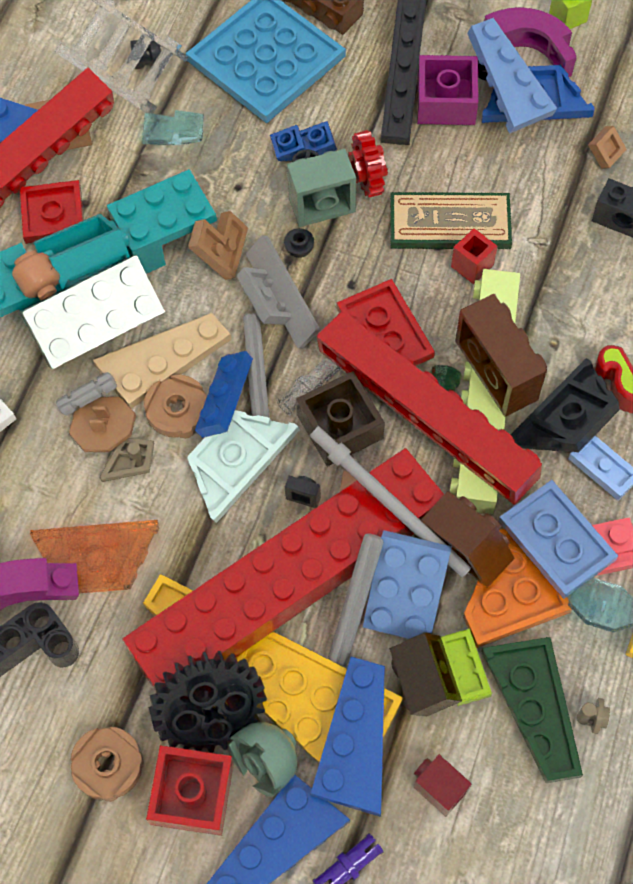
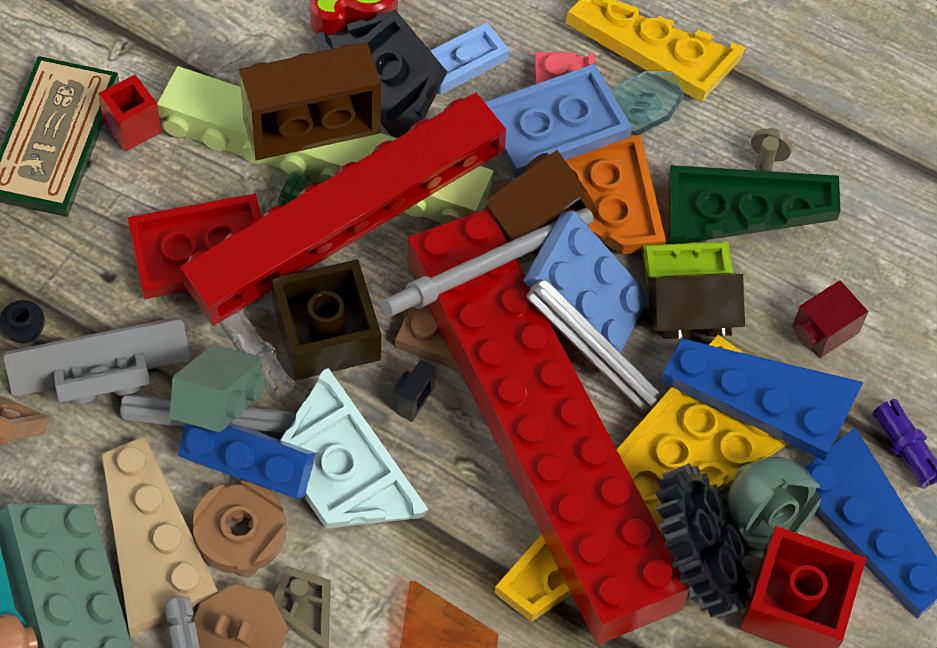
camera: 85 degrees left, 5 degrees down
(264, 360) = (216, 388): none -> sand green brick

